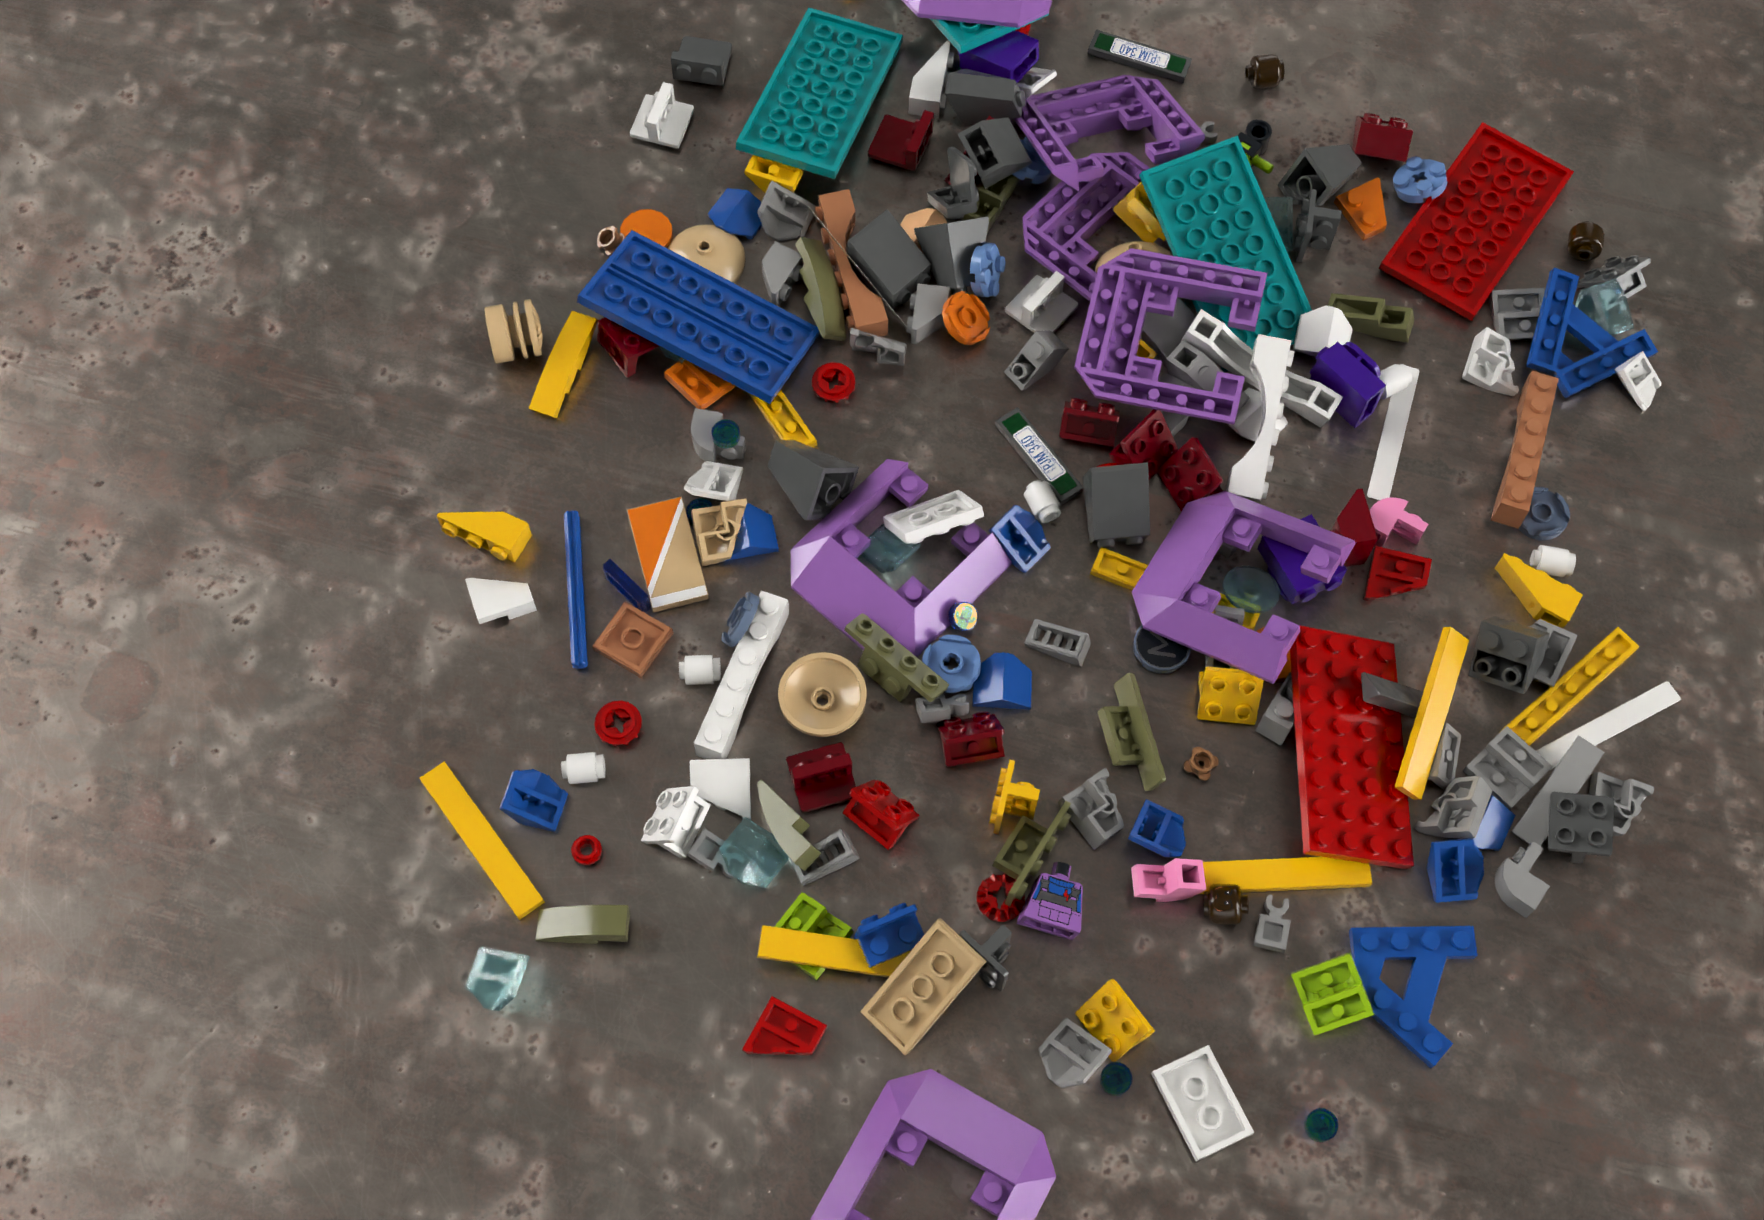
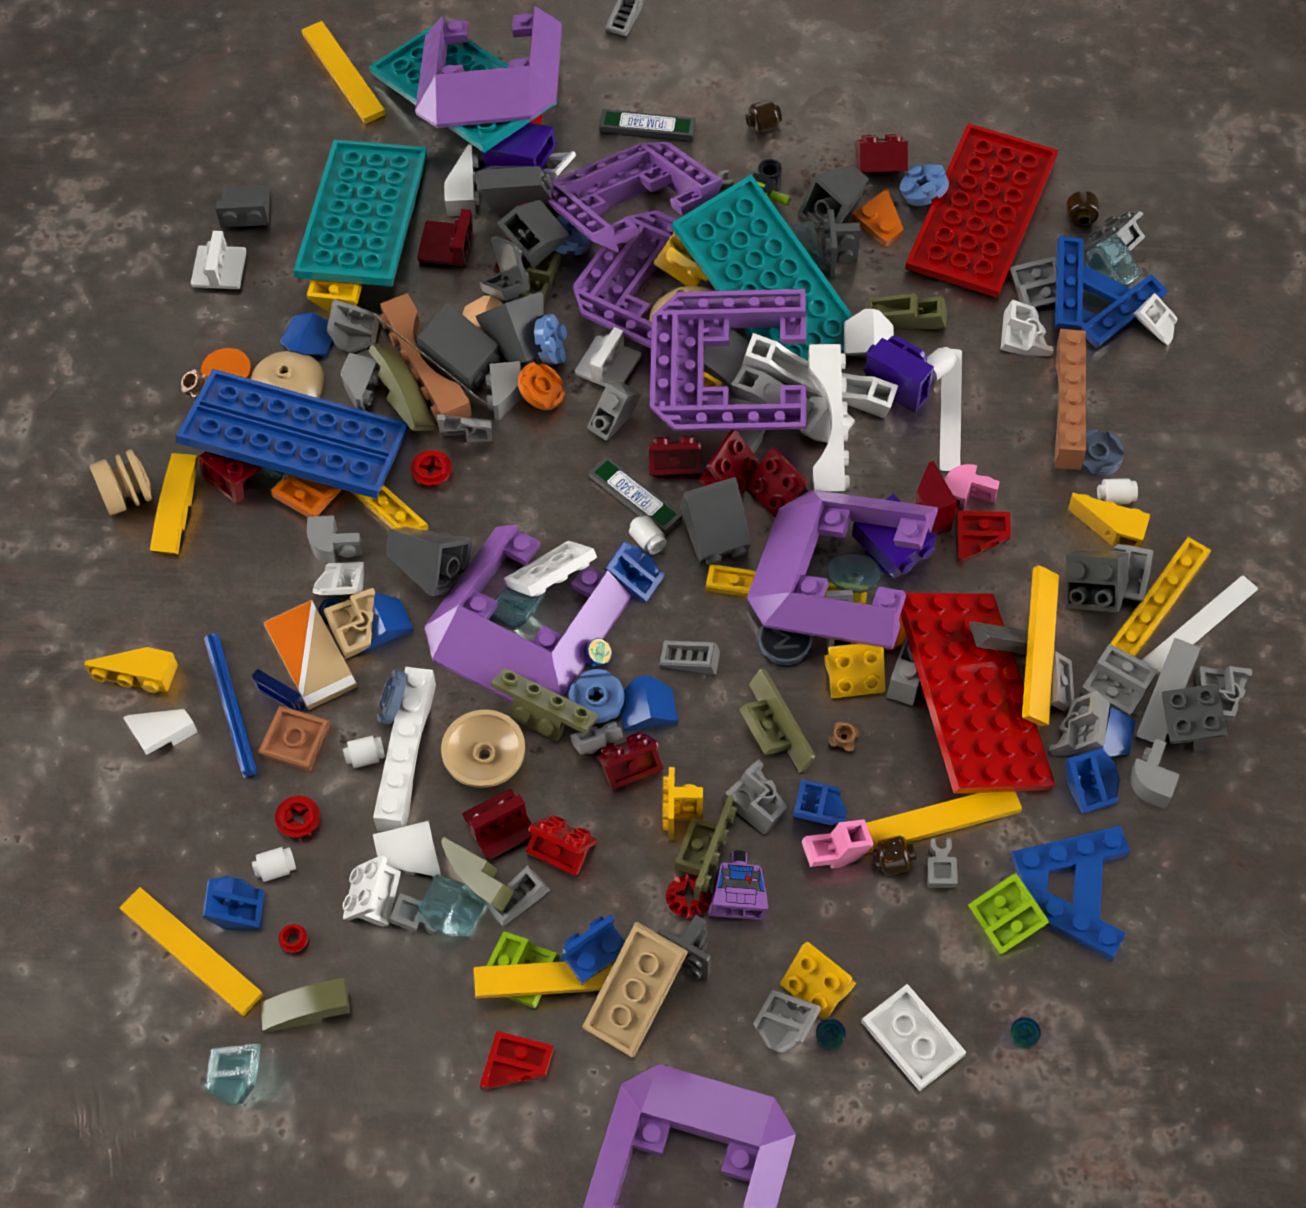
camera: 10 degrees left, 5 degrees down
(725, 433) = (341, 533): tile -> none

